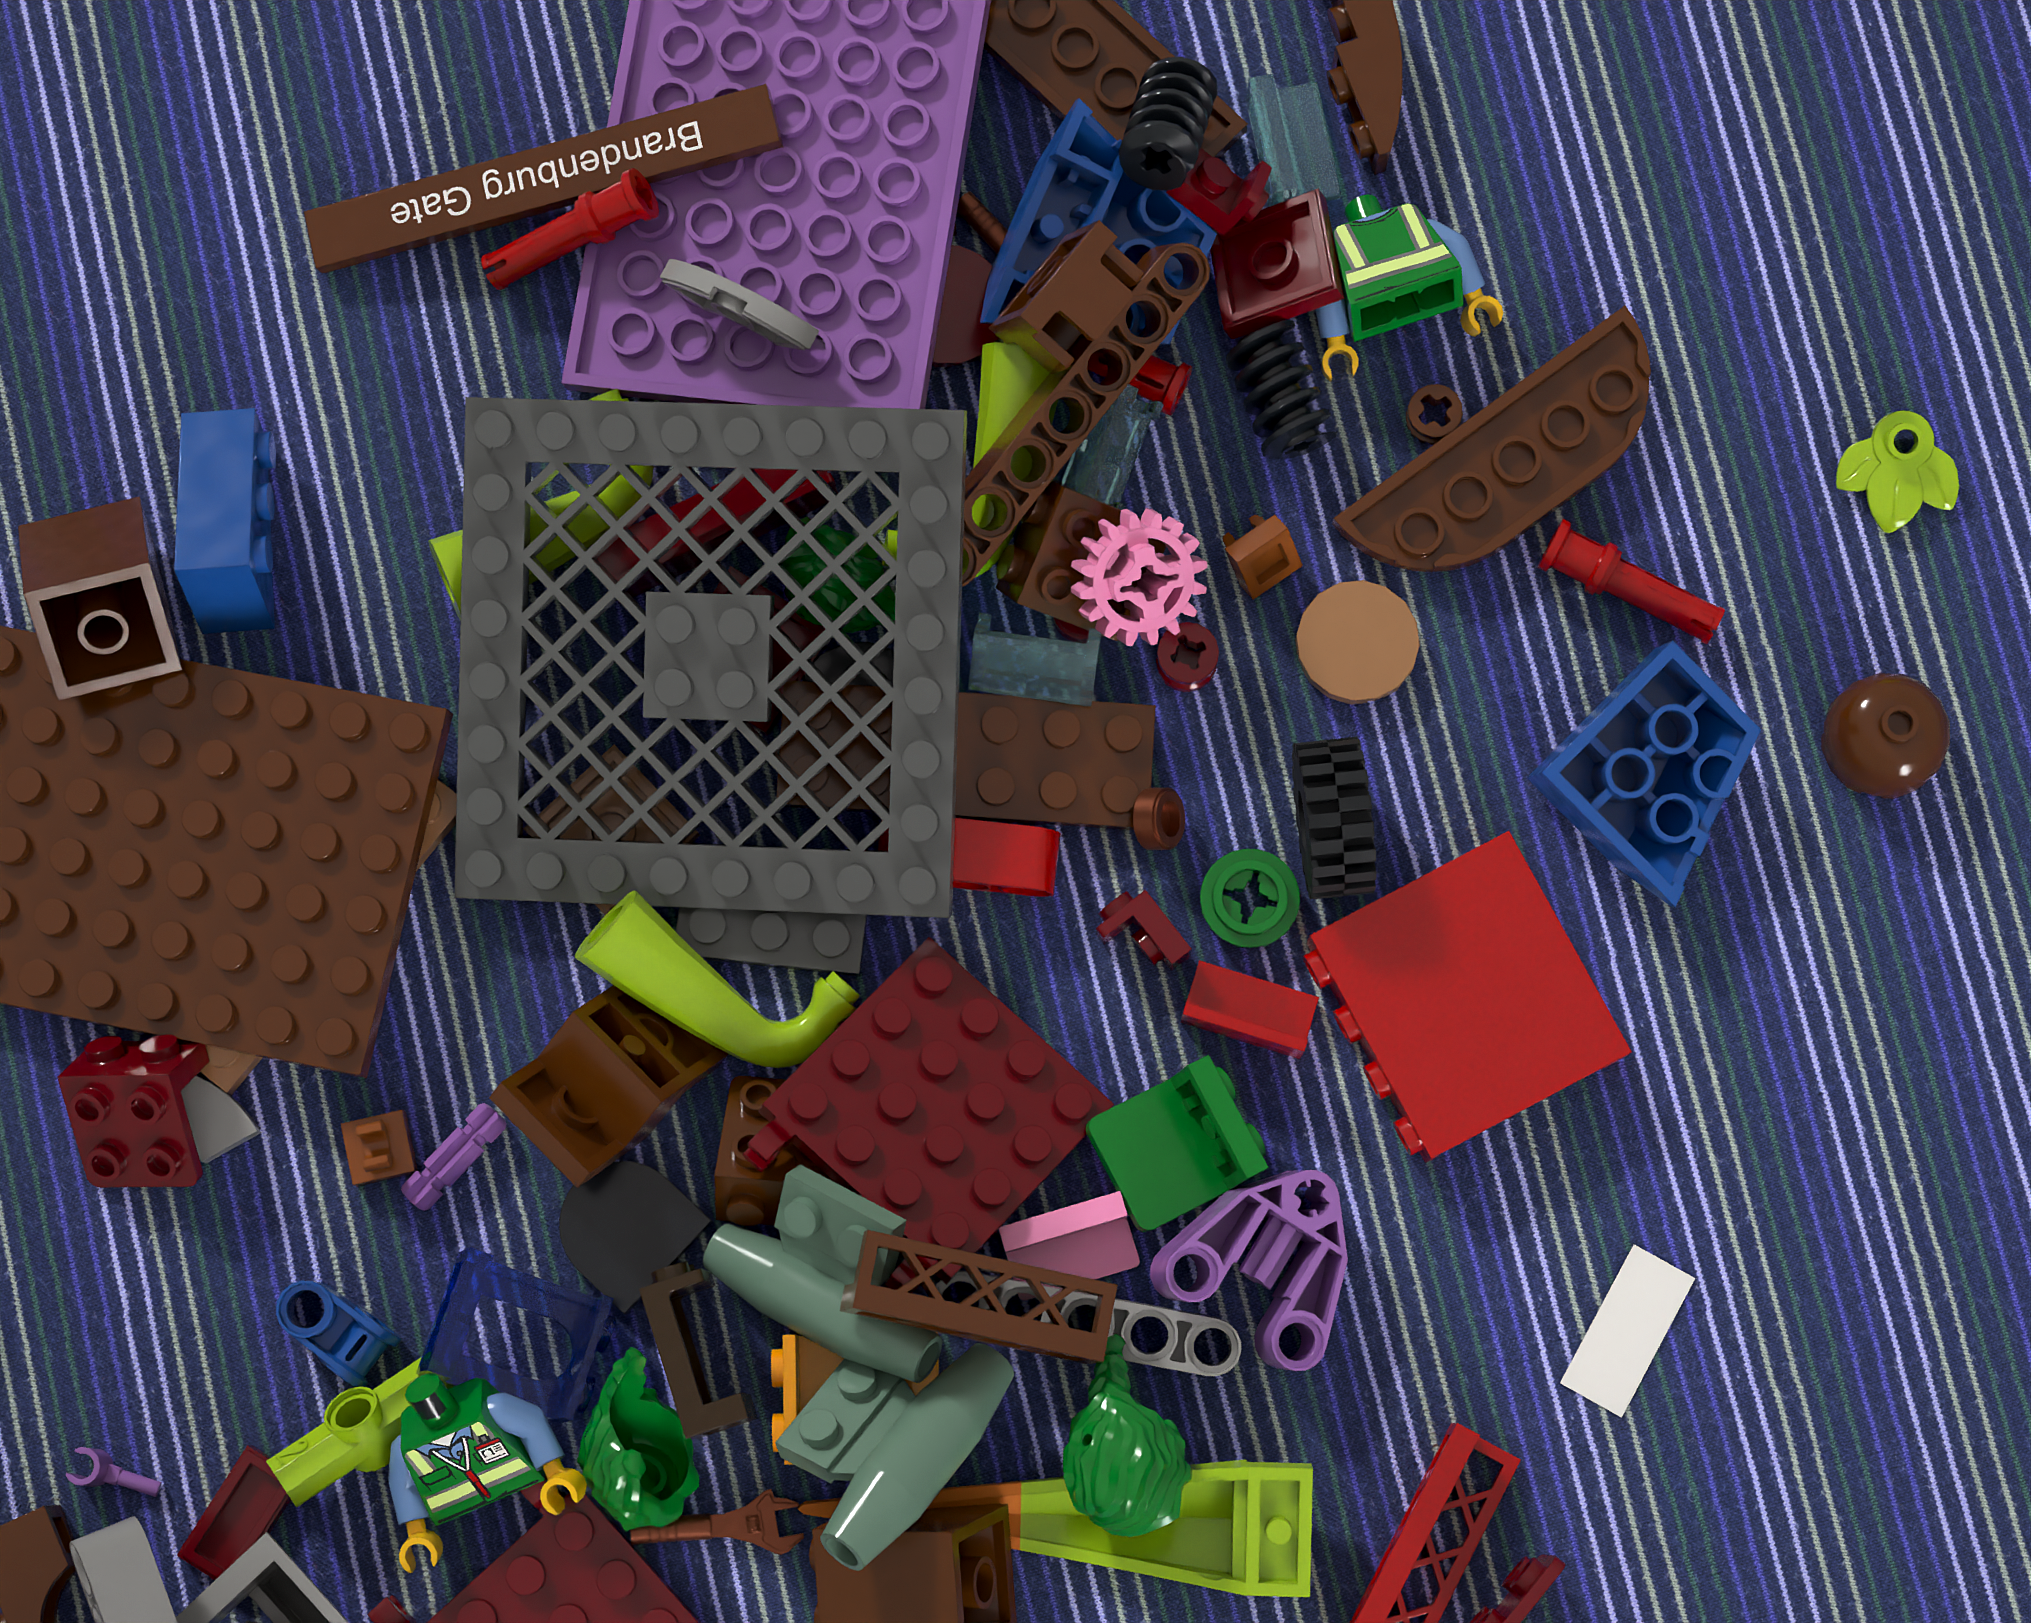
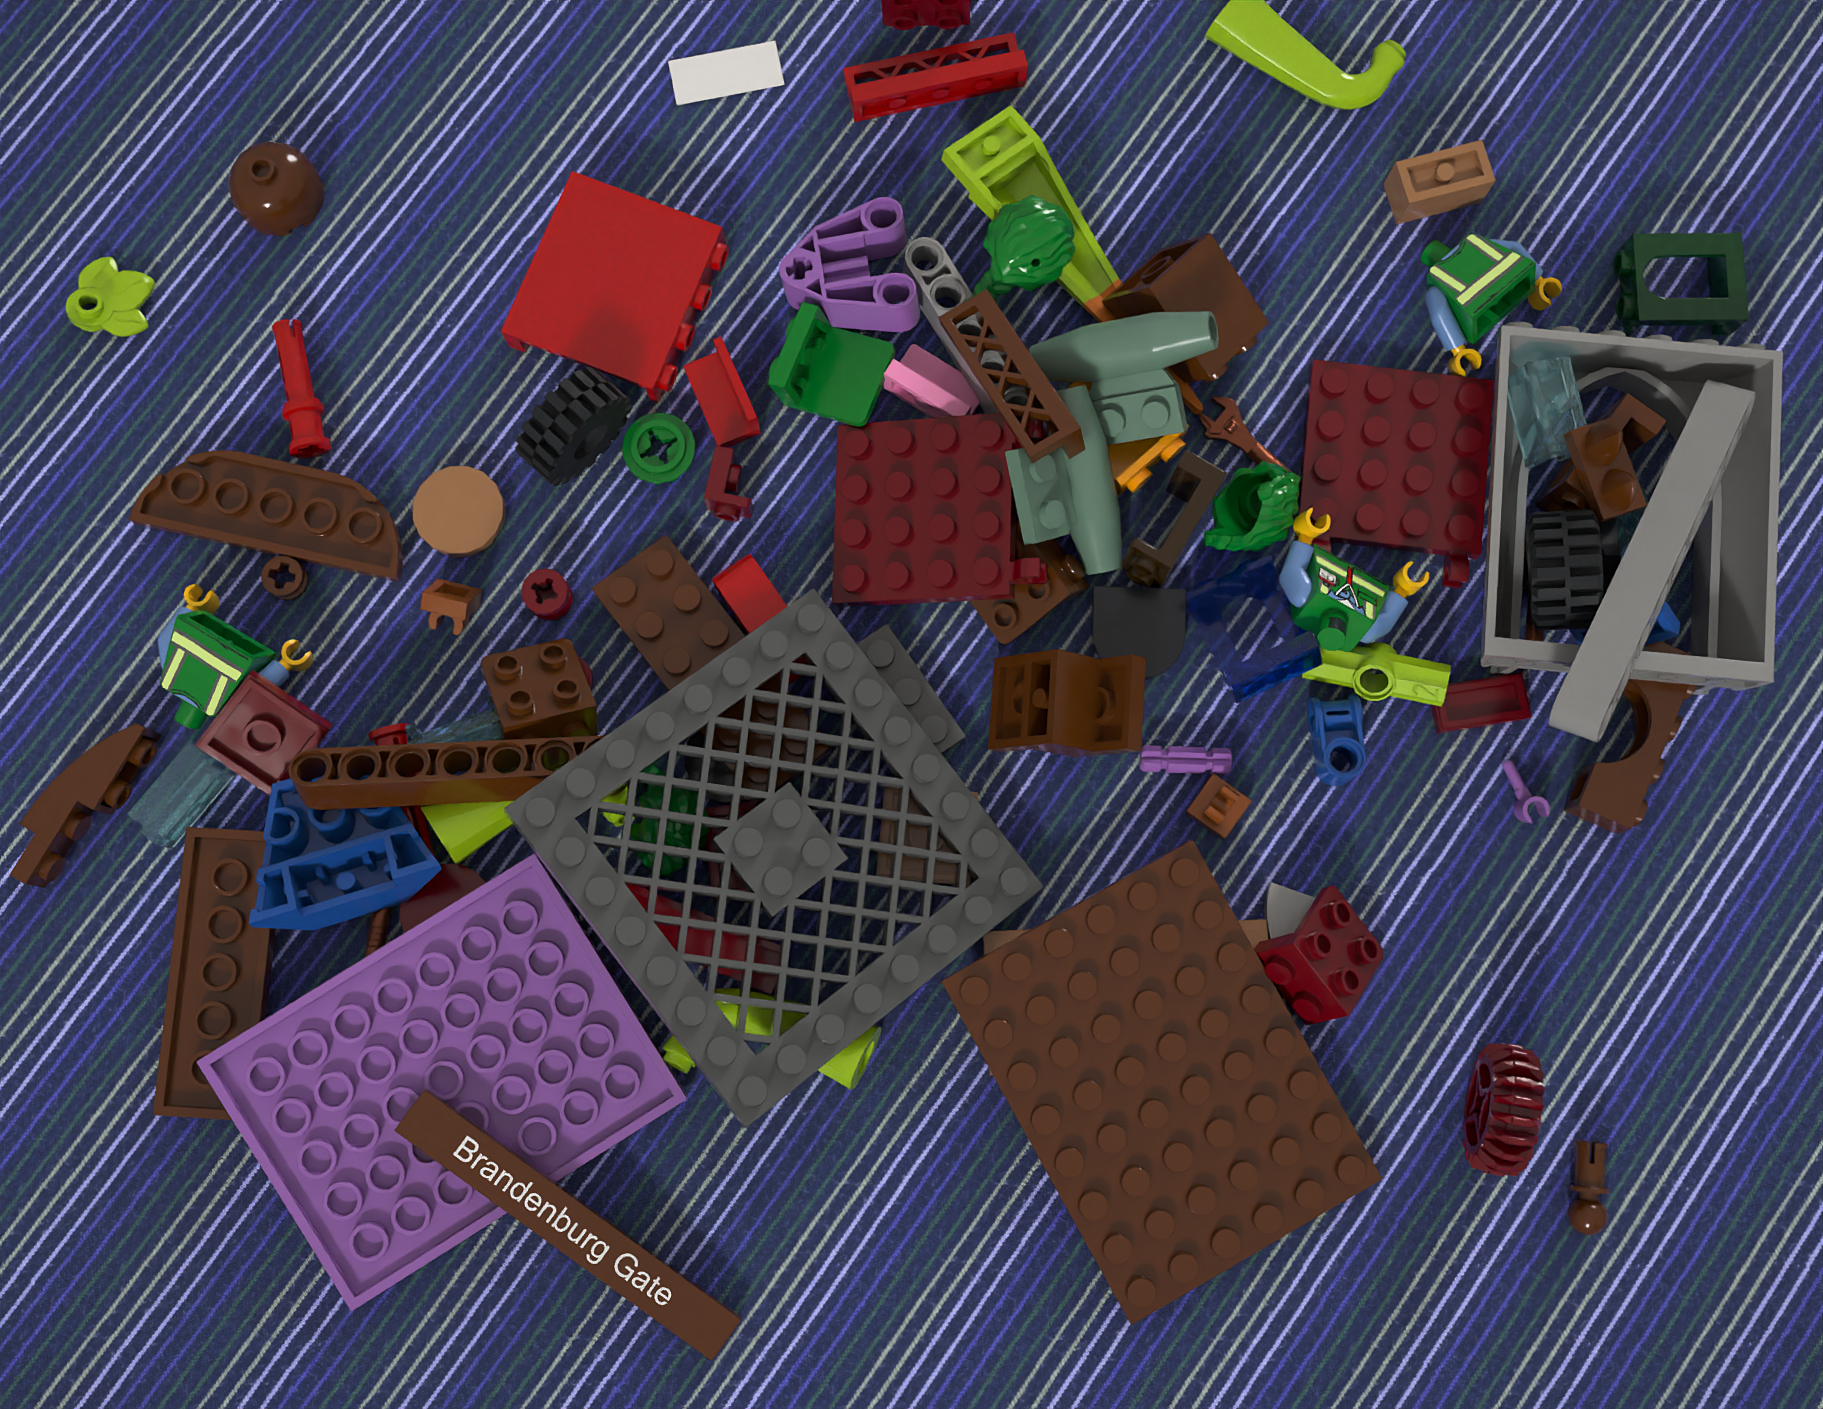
camera: 135 degrees left, 0 degrees up
(97, 598) = (1056, 1257): reddish brown slope -> none
(226, 520) = (939, 1228): blue wedge -> none
(592, 219) = (567, 1164): red pin -> none
(663, 972) = (983, 728): lime animal -> none
(738, 304) = (550, 1019): light grey tile -> none
(1033, 665) = (623, 665): clear light blue hinge -> none
(1069, 295) = (370, 823): reddish brown panel -> none
(1118, 561) = (522, 645): bright pink gear -> none
(1158, 818) = (655, 531): copper tile -> none
(1167, 123) = (222, 859): black piece -> none
(1220, 195) = (246, 802): dark red bracket -> none
(1277, 392) = (341, 670): black piece -> none
(1651, 769) = (398, 289): blue wedge -> none

